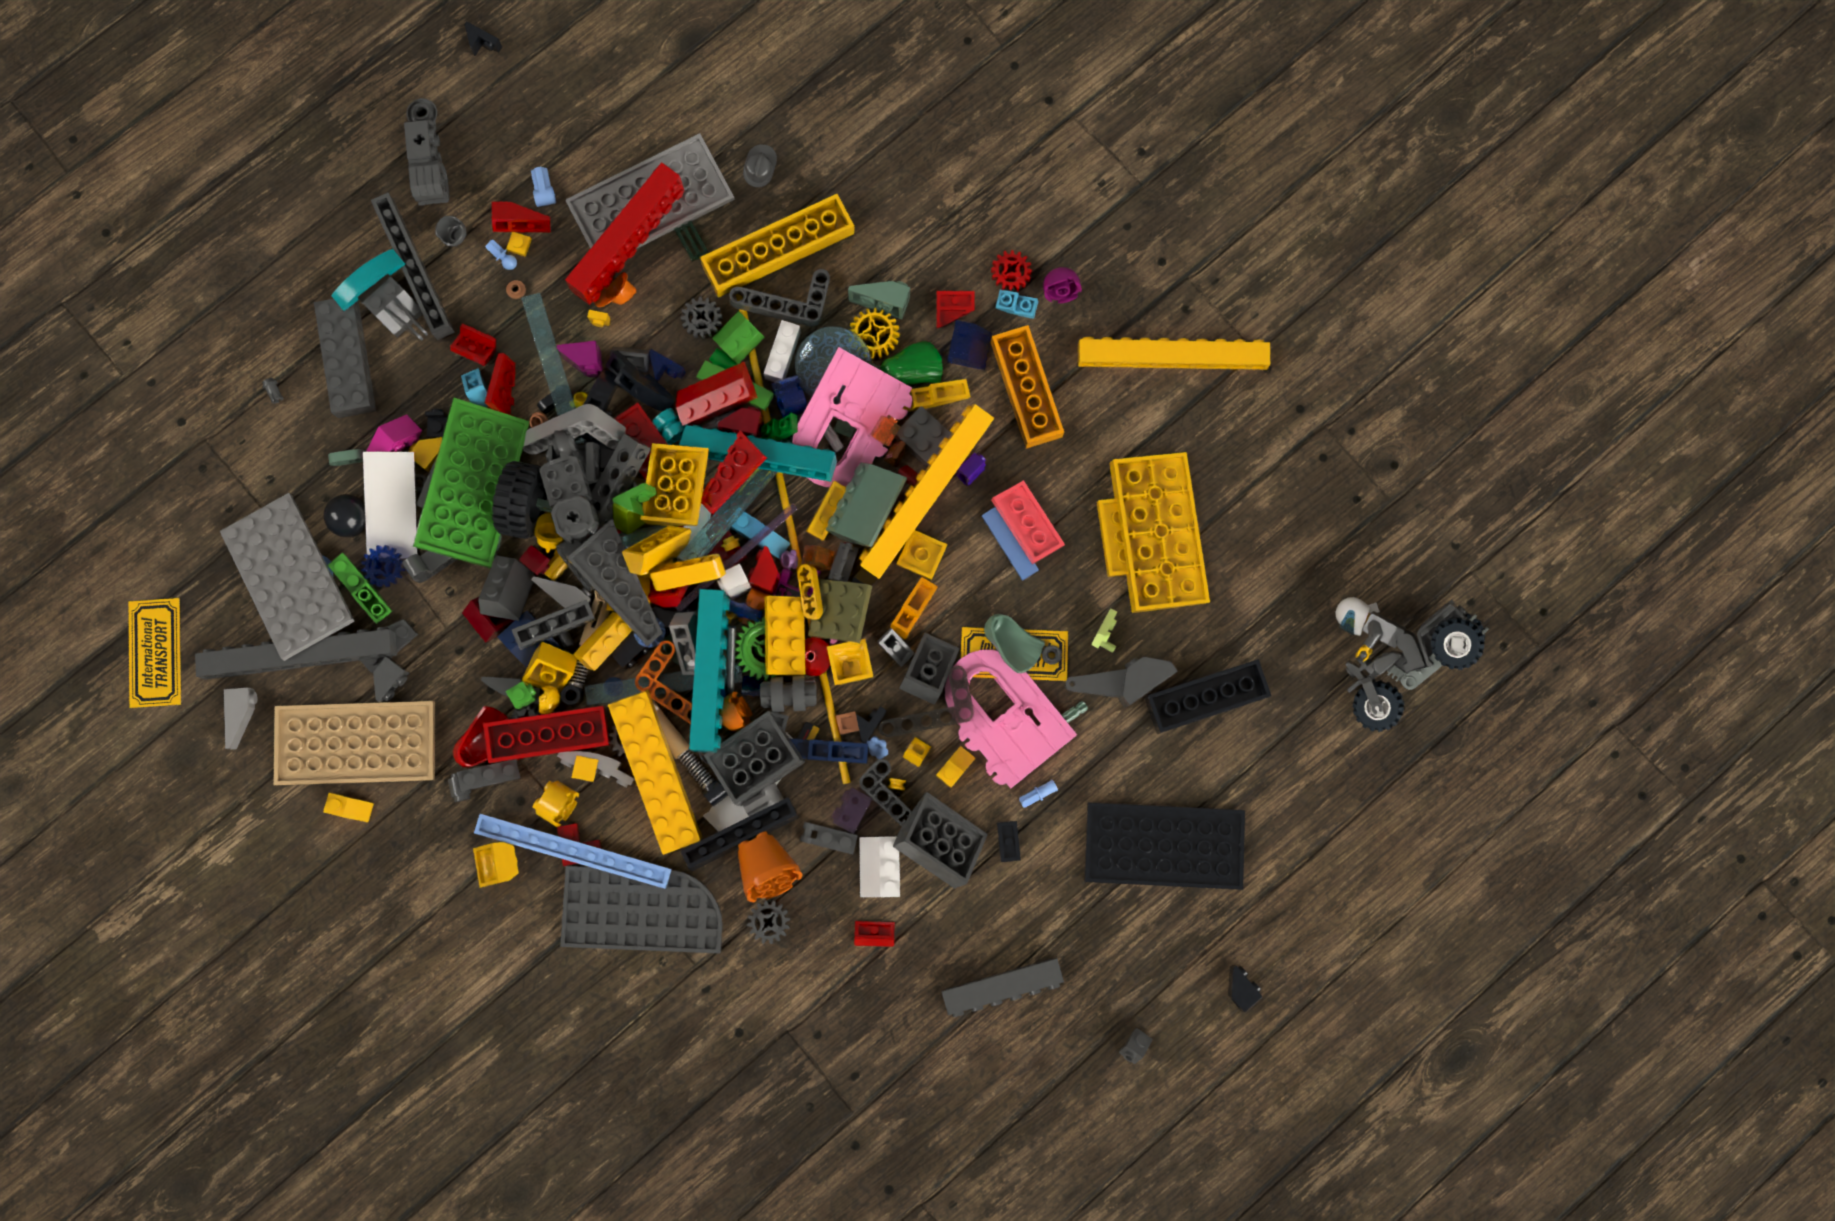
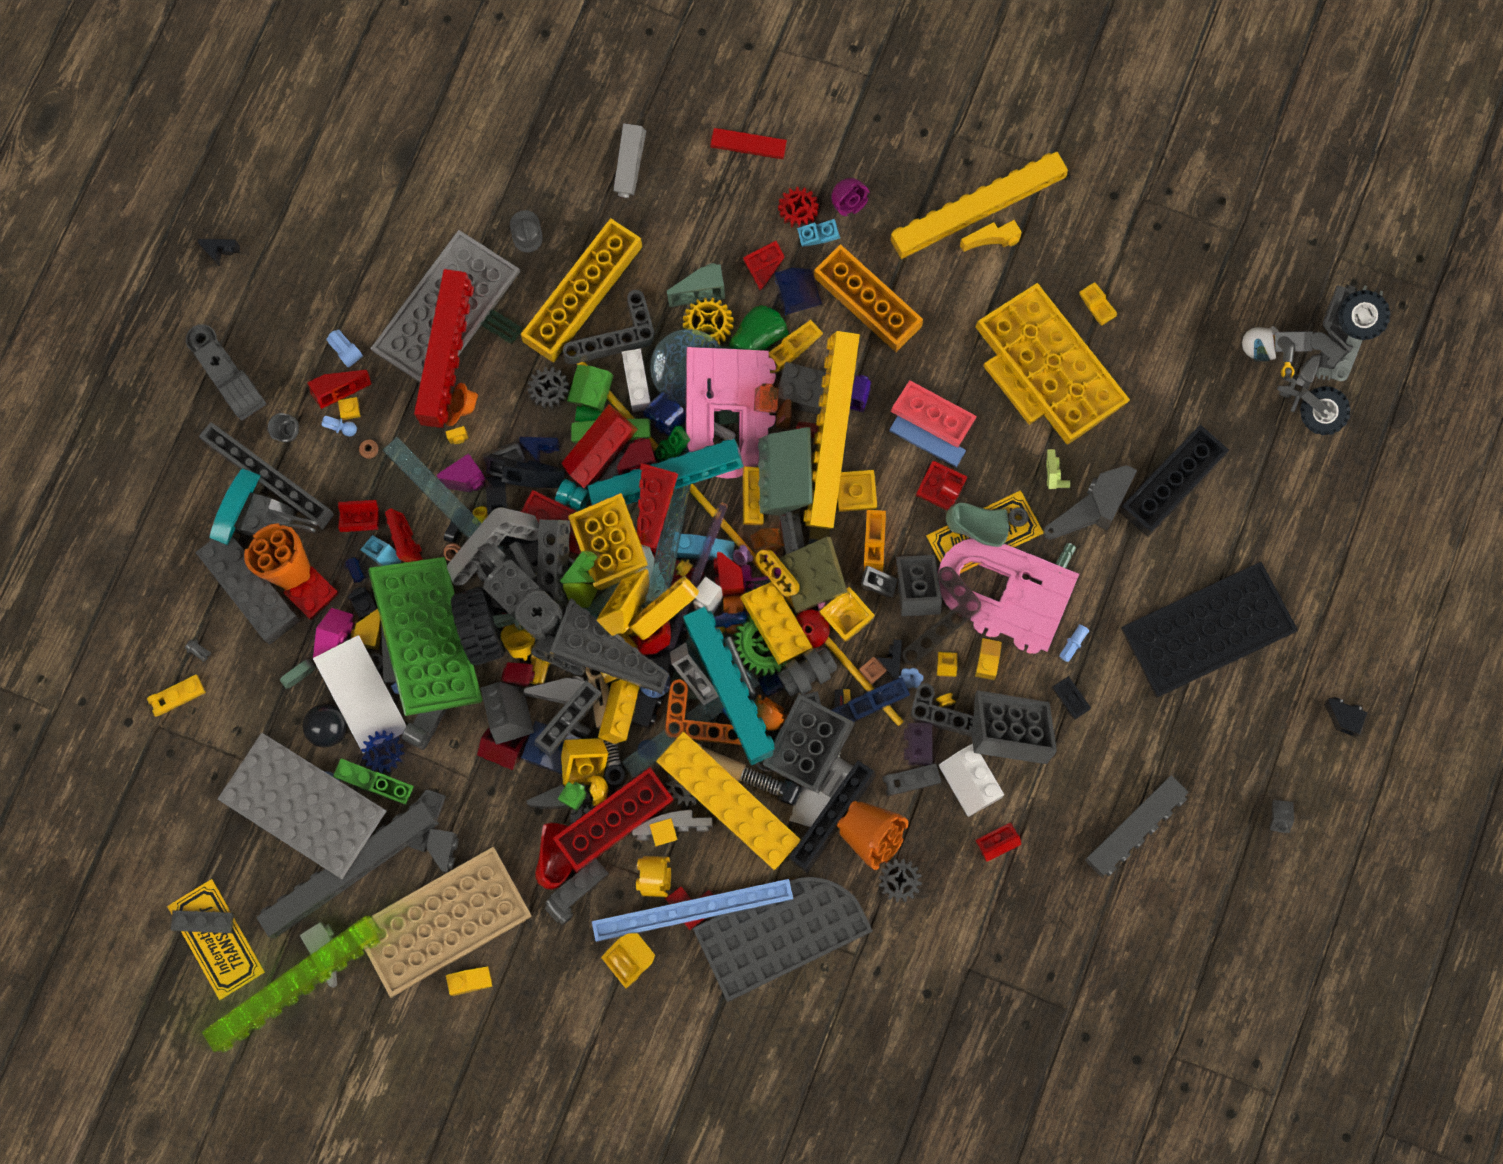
camera: 15 degrees left, 5 degrees down
(150, 631) = (202, 921): none -> dark grey plate
(195, 729) = (293, 984): none -> clear neon green brick
(234, 420) = (176, 695): none -> yellow plate
(380, 345) = (278, 556): none -> orange cone
(397, 391) = (312, 594): none -> red plate
(446, 391) = (354, 569): none -> clear blue pin
(884, 148) = (629, 159): none -> light grey slope
(999, 189) = (748, 143): none -> red tile
(999, 590) = (941, 485): none -> red plate
(1182, 393) = (1006, 235): none -> yellow slope
(1230, 500) = (1097, 304): none -> yellow slope

